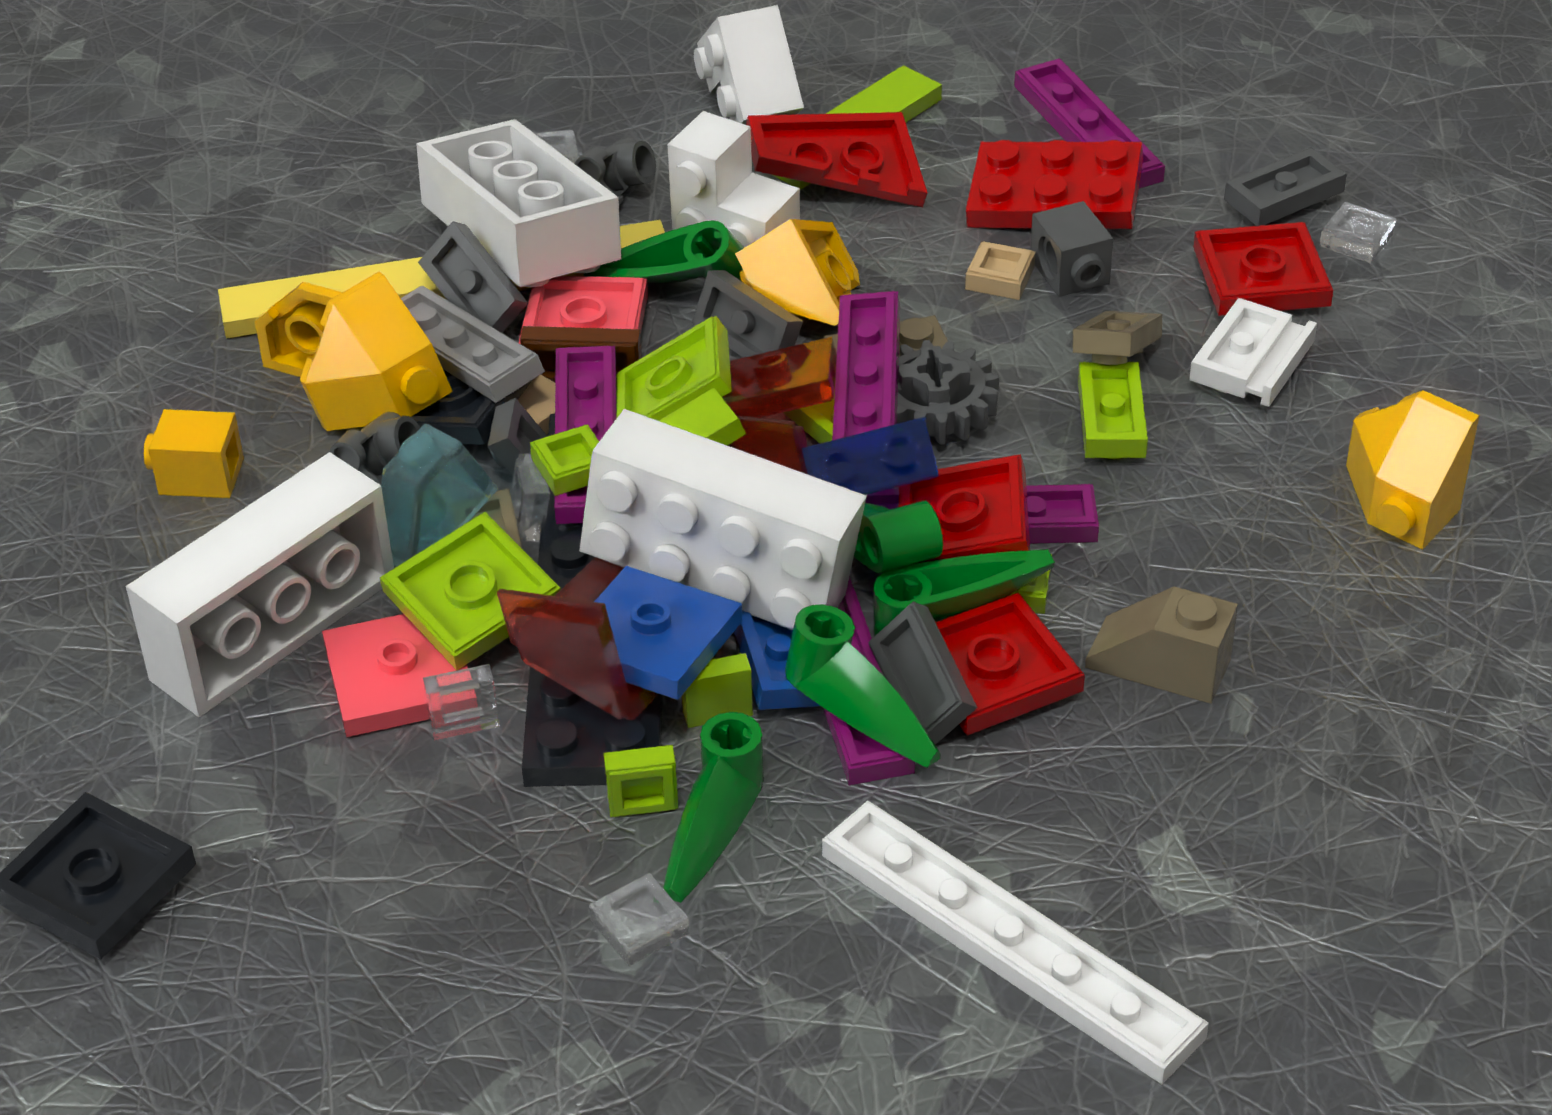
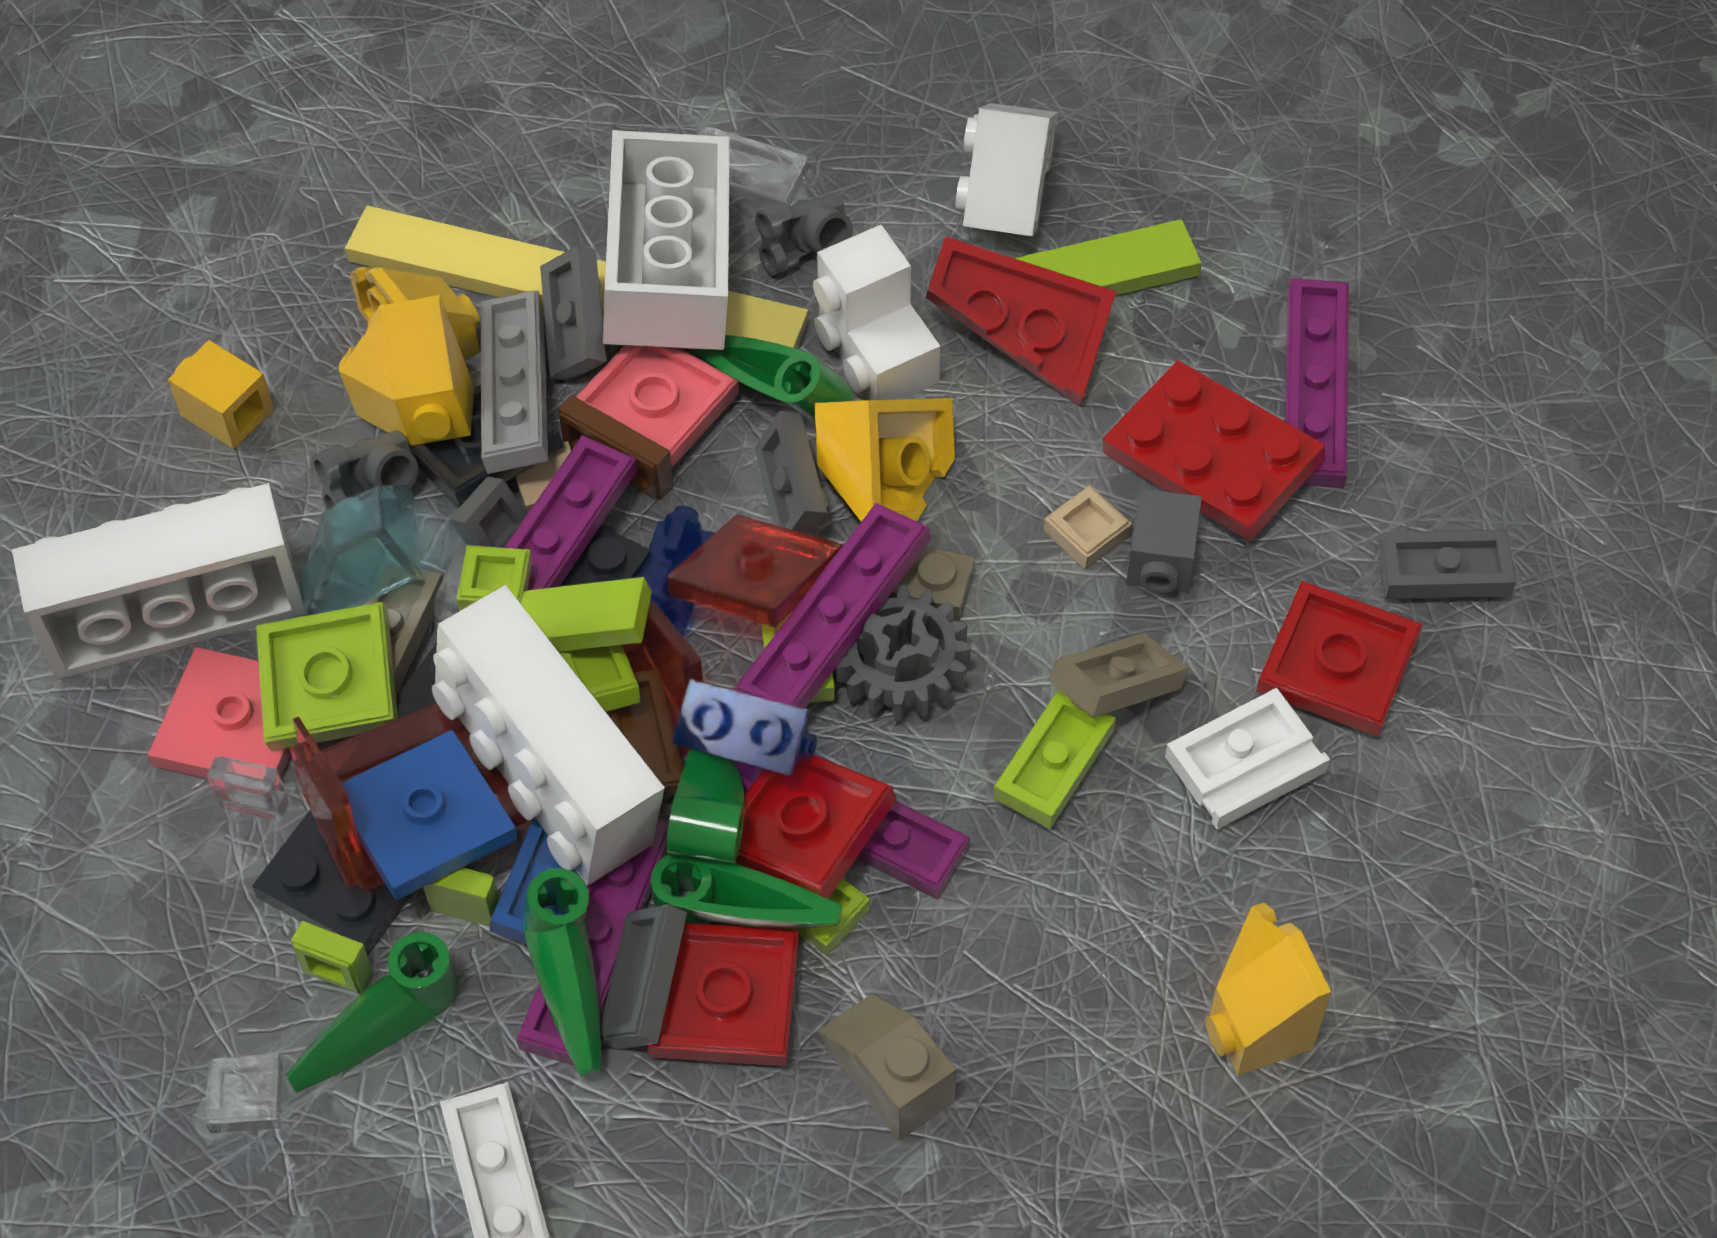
camera: 30 degrees right, 15 degrees up
(677, 372) = (642, 535): lime plate -> none
(1357, 232) = (1483, 655): clear tile -> none

